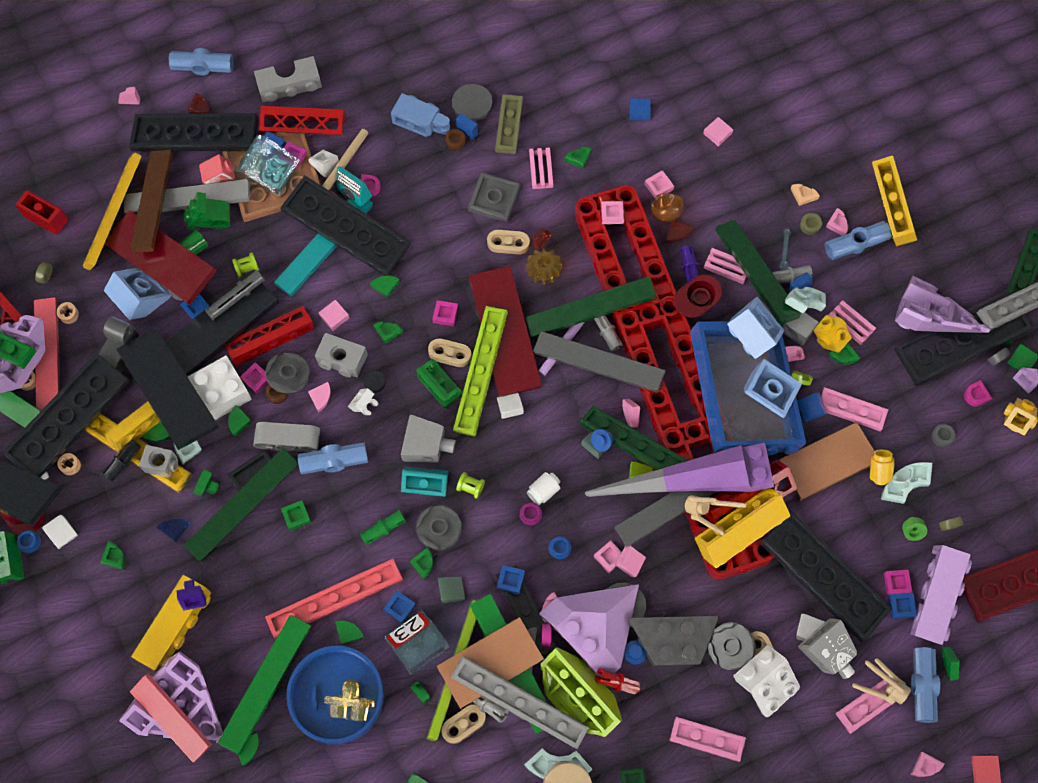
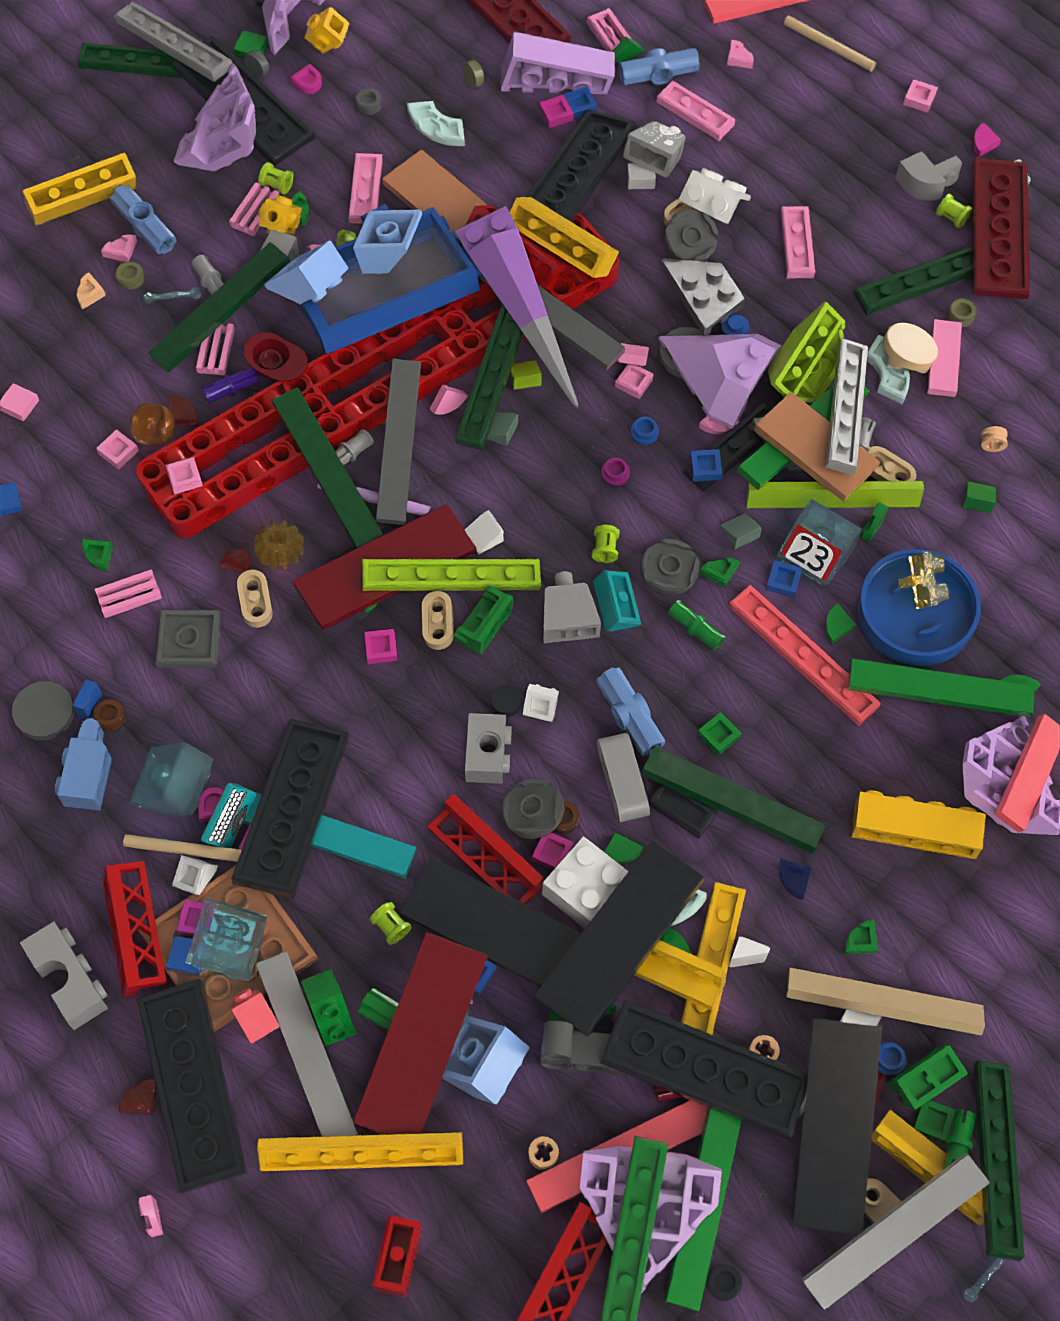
camera: 110 degrees left, 5 degrees down
(43, 273) = (493, 1214): olive tile -> none
(63, 553) = (885, 1001): none -> tan tile
(121, 460) = (738, 976): black axle -> none
(133, 475) = (748, 953): none -> white slope
(151, 201) = (330, 1089): reddish brown tile -> none
(152, 455) = (716, 930): light grey brick -> none
(191, 596) = (881, 796): dark purple tile -> none
(201, 61) = (60, 1123): medium blue piece -> none
(205, 484) = (725, 856): green tile -> none
(255, 279) = (436, 905): dark grey pin -> none
(320, 396) = (549, 759): bright pink tile -> none
(334, 315) = (427, 783): bright pink tile -> none
(385, 285) = (363, 732): green tile -> none
(387, 331) = (428, 709): green tile -> none
(391, 163) = (172, 779): none -> clear light blue slope
(509, 124) = (68, 649): olive plate -> none
(543, 488) = (580, 463): white brick -> none
(546, 636) = (757, 407): dark pink tile -> none
(601, 439) = (501, 410): blue plate -> none
(617, 681) = (778, 329): red axle -> none
(700, 505) = (552, 279): tan plant -> none
(803, 281) = (223, 261): blue tile -> none
(806, 298) = (244, 248): light aqua tile -> none
(875, 343) = (268, 175): none -> lime bush
(882, 467) = (431, 140): yellow brick -> none
(896, 688) = (676, 86): tan plant -> none
(914, 529) = (490, 104): bright green tile -> none
(997, 654) = (607, 32): none -> bright pink tile

